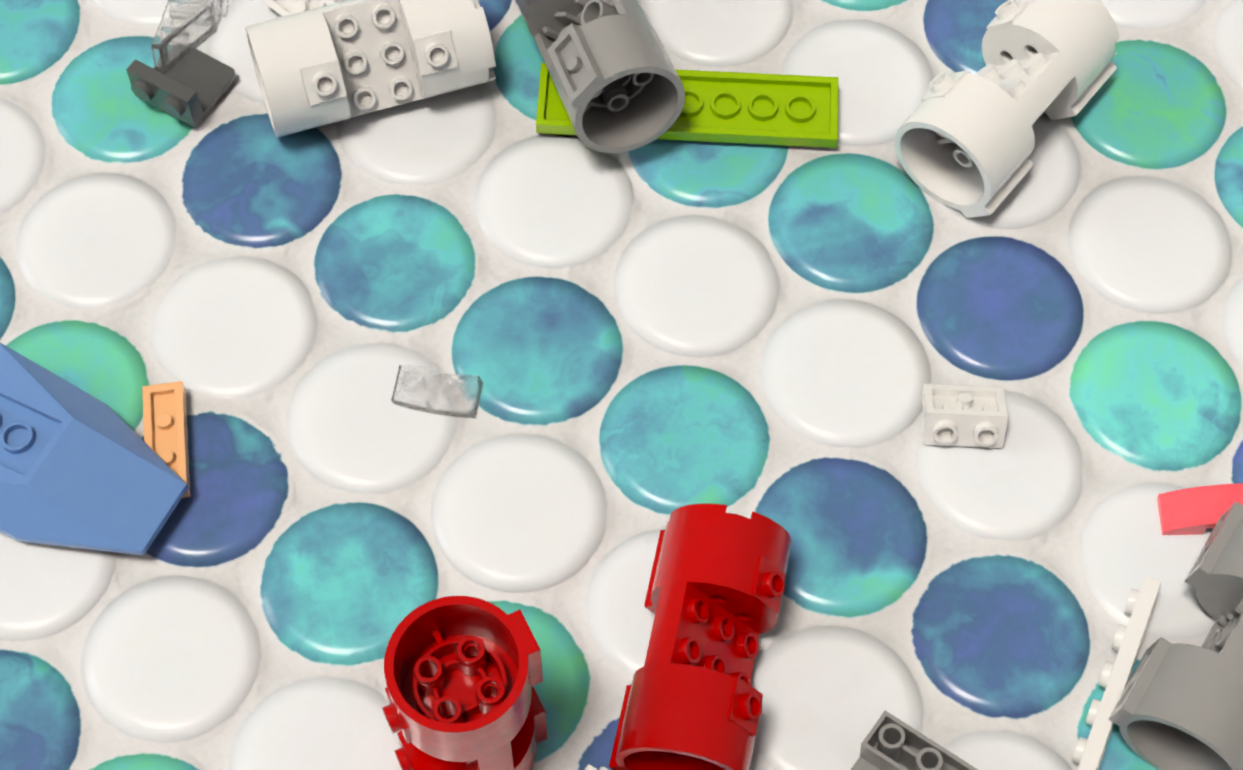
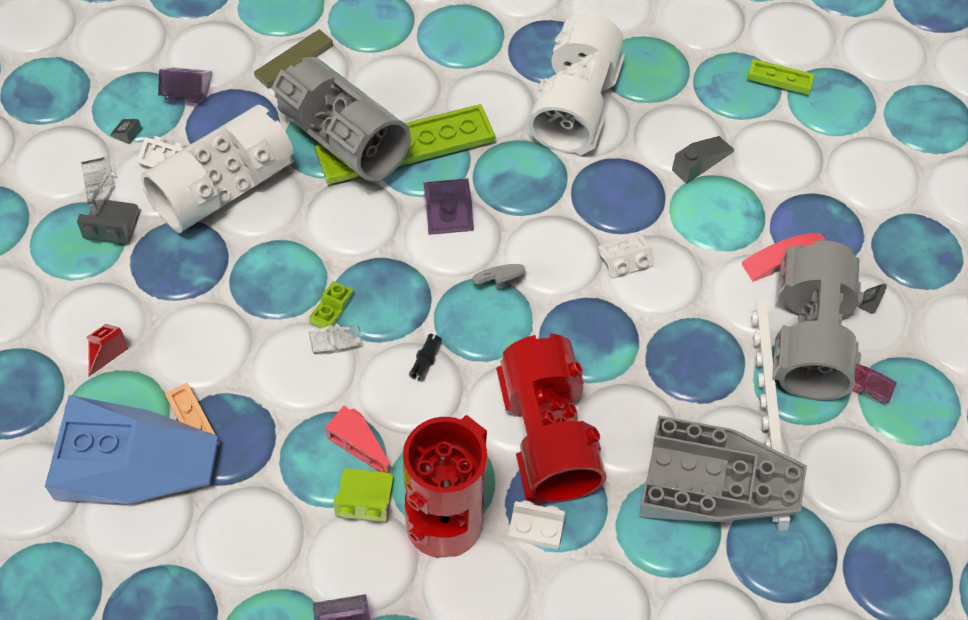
camera: 25 degrees left, 5 degrees down
(90, 282) = (104, 346): none -> red slope
(354, 660) = (363, 495): none -> lime bracket
(392, 556) = (353, 435): none -> coral slope
(456, 335) = (332, 305): none -> lime slope
(561, 471) = (425, 357): none -> black pin
(707, 233) = (448, 206): none -> clear purple slope
(739, 375) = (500, 274): none -> light grey piece
(1169, 288) = (699, 157): none -> dark grey slope

